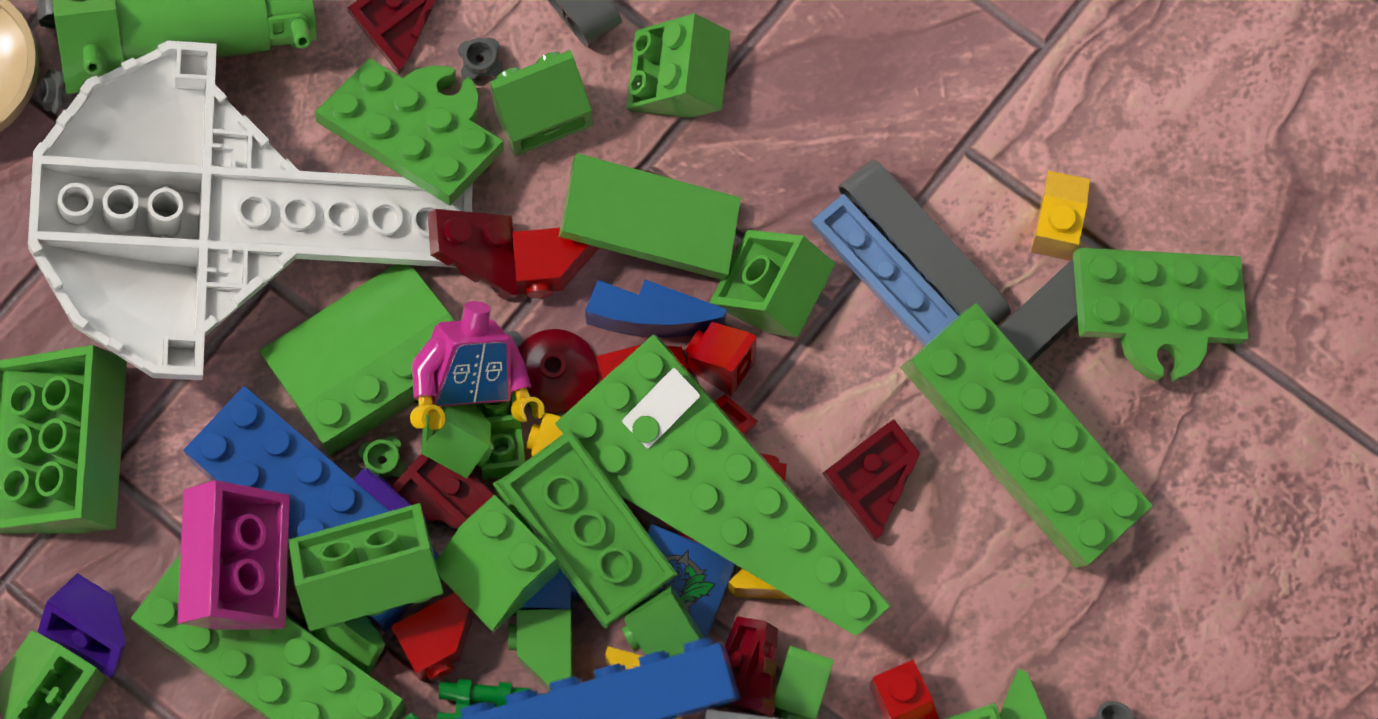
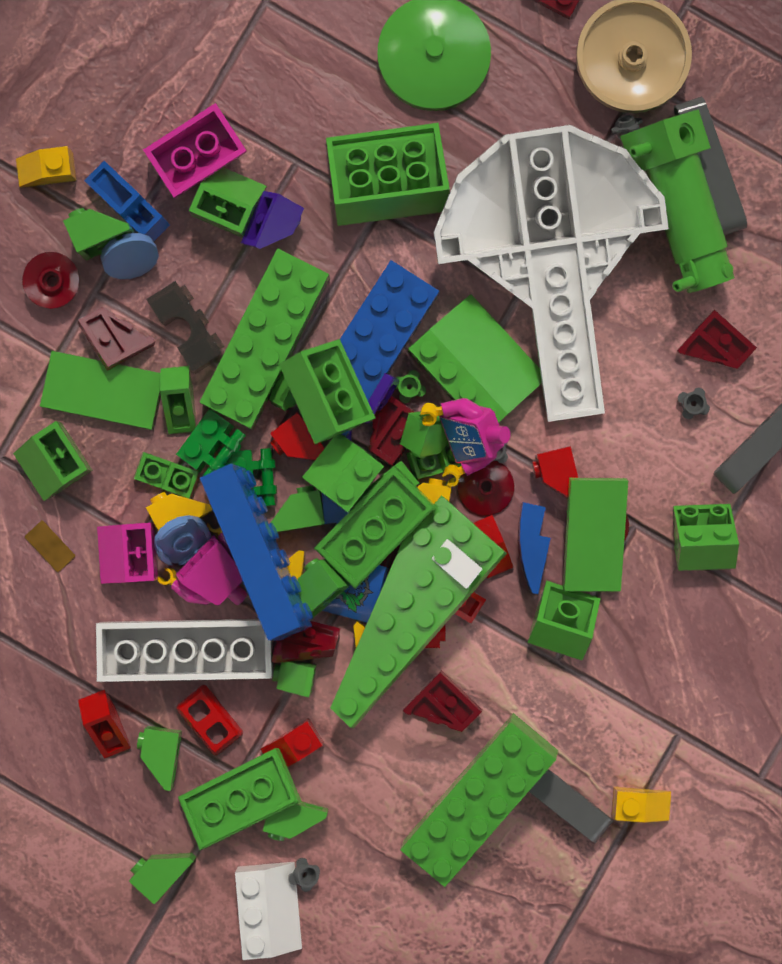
camera: 85 degrees right, 15 degrees up
(233, 557) = (320, 307): dark pink slope -> none
(414, 126) = (636, 368): bright green plate -> none
(477, 246) = (559, 423): dark red wing -> none
(541, 102) = (664, 450): bright green slope -> none
(722, 356) = (507, 594): red slope -> none
(883, 269) = (583, 693): medium blue plate -> none
(922, 241) = (603, 715): dark grey beam -> none
(1160, 304) = (585, 877): bright green plate -> none

